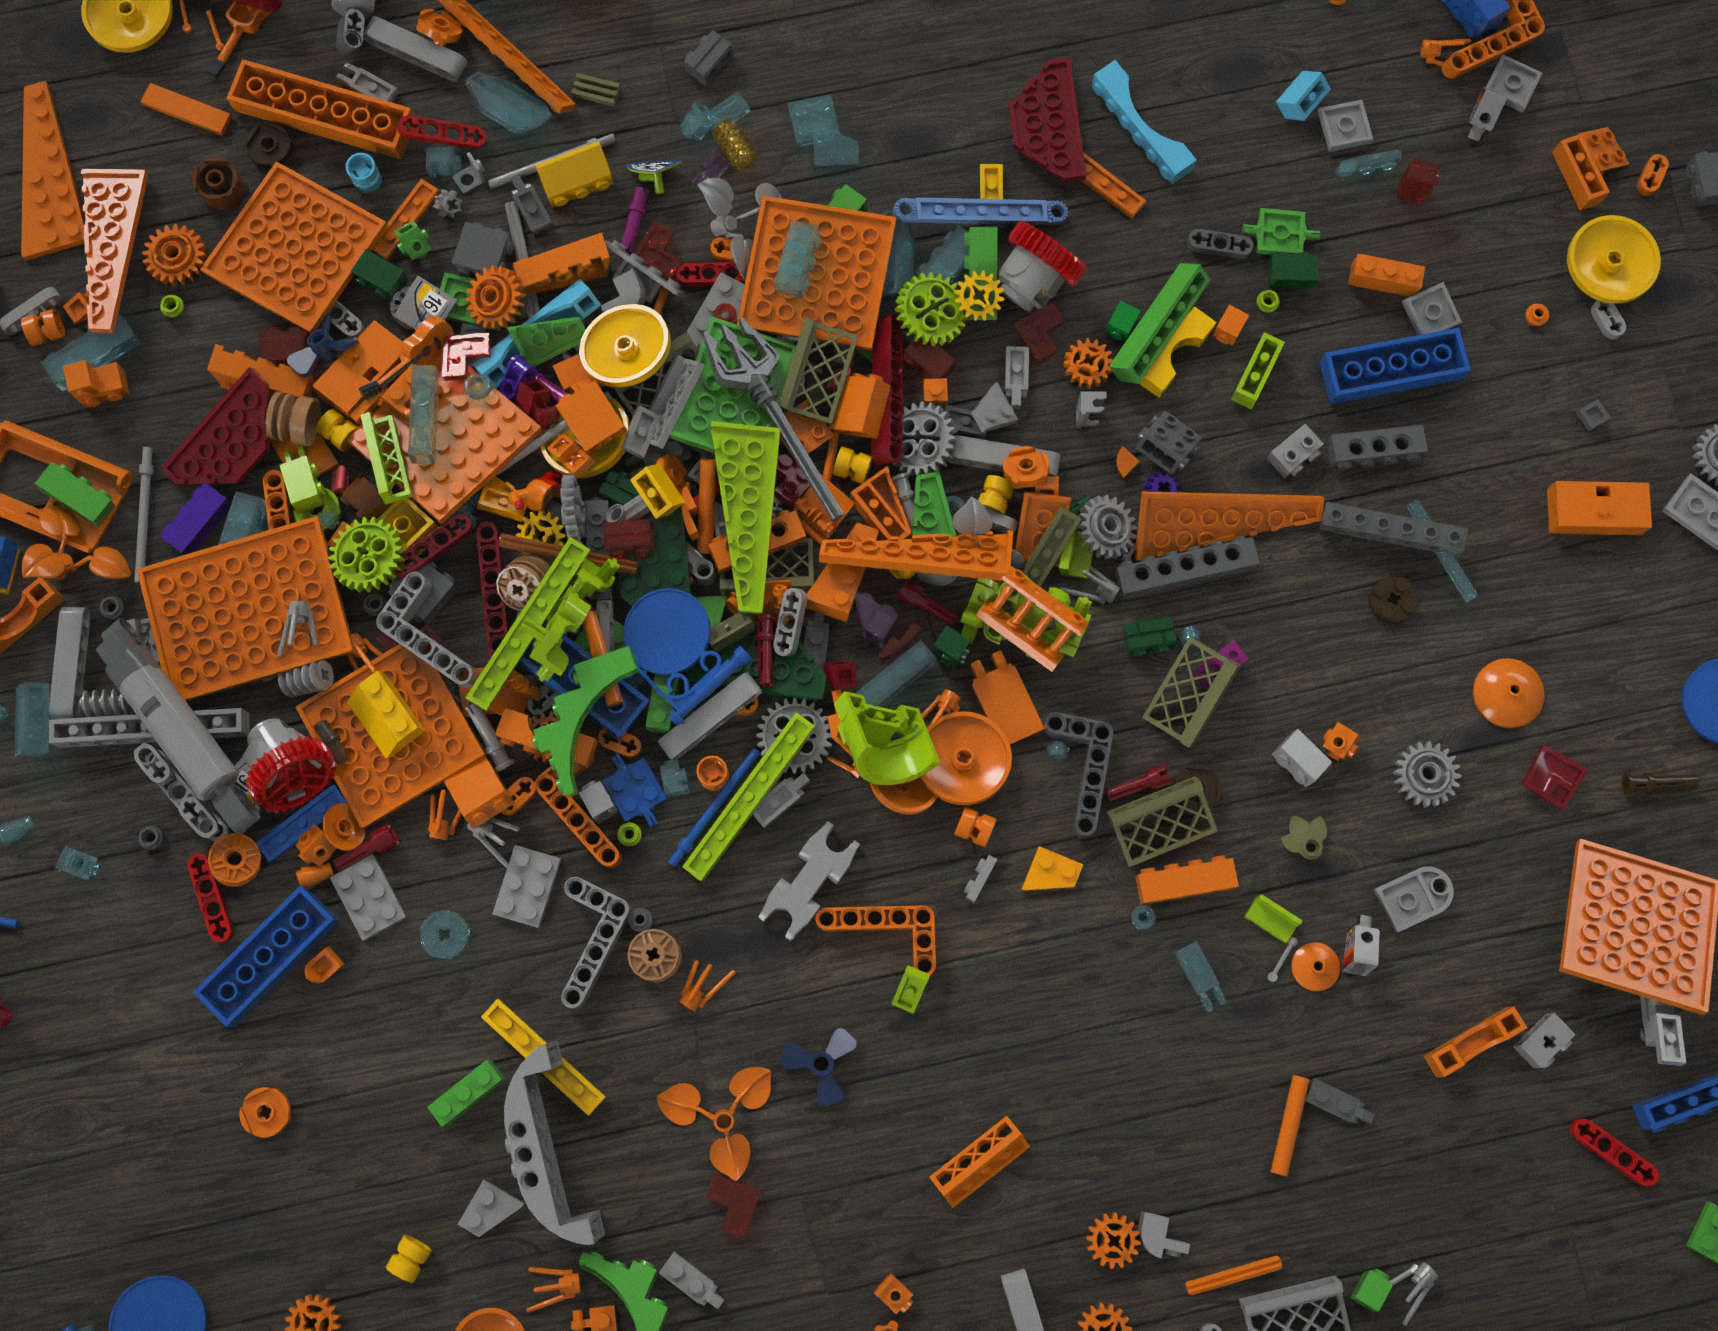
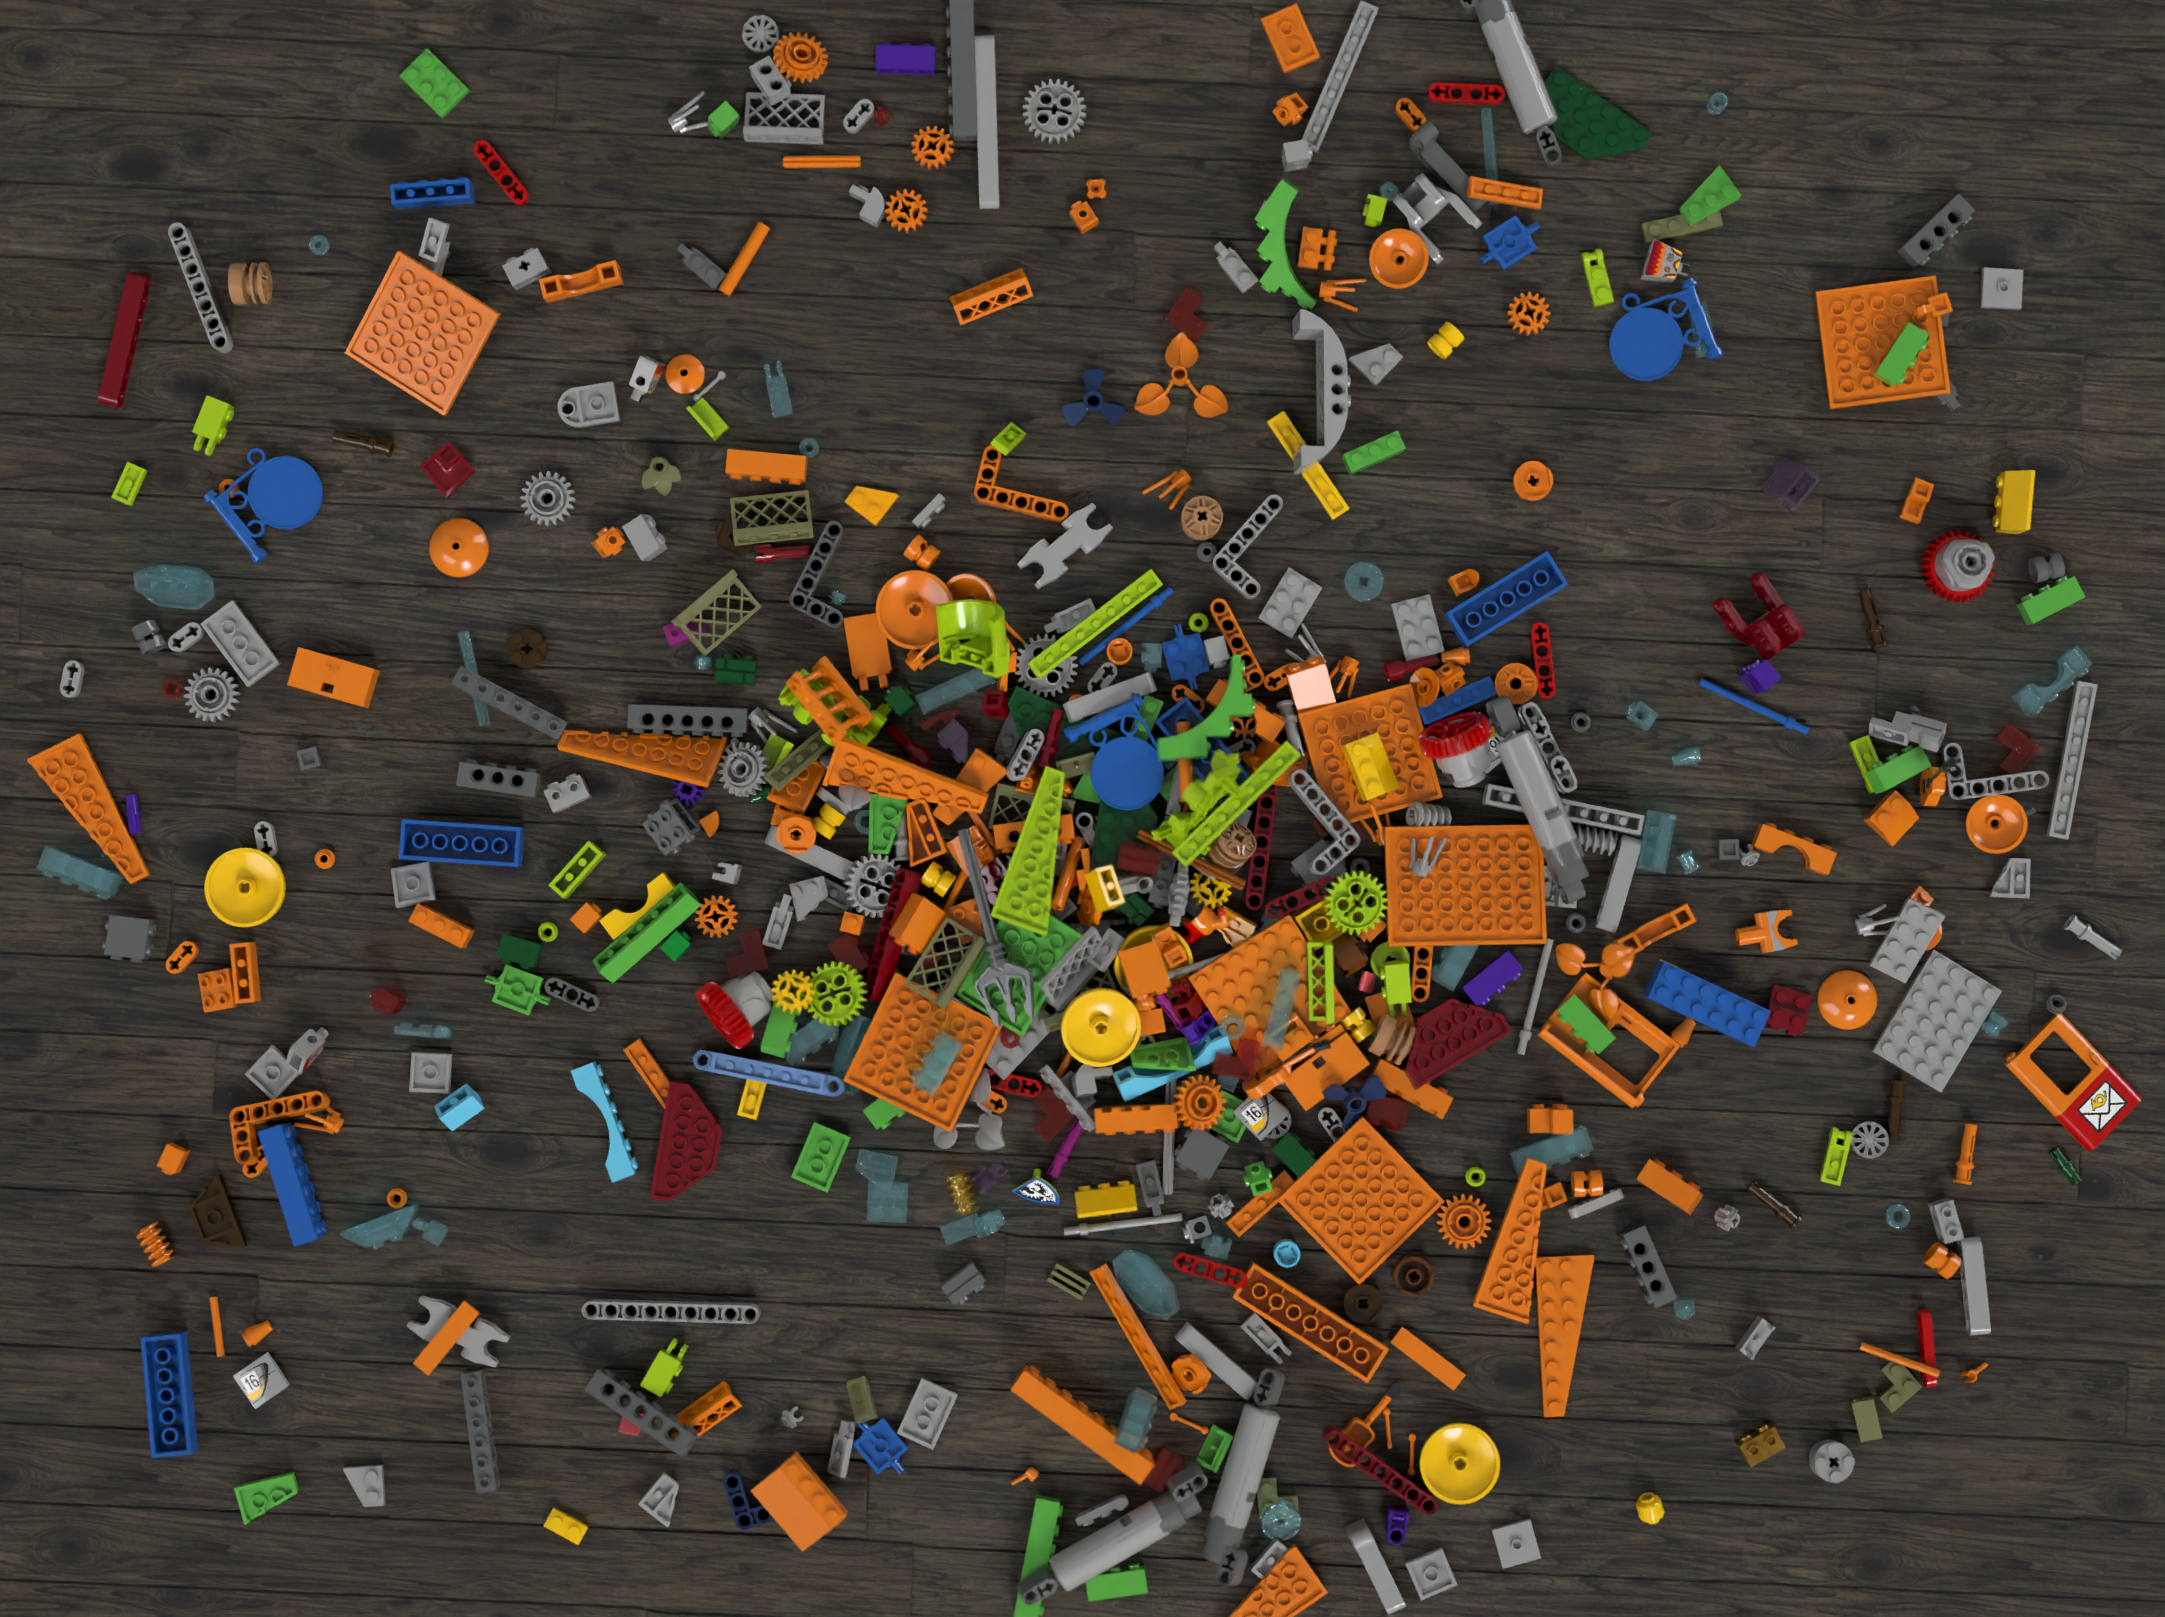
camera: 165 degrees left, 10 degrees up
(329, 519) = (1381, 946): clear light blue plate -> none
(331, 740) = (1418, 758): clear smoke axle -> none
(730, 741) = (1098, 675): none -> light grey beam
(898, 146) = (821, 1157): none -> bright green plate

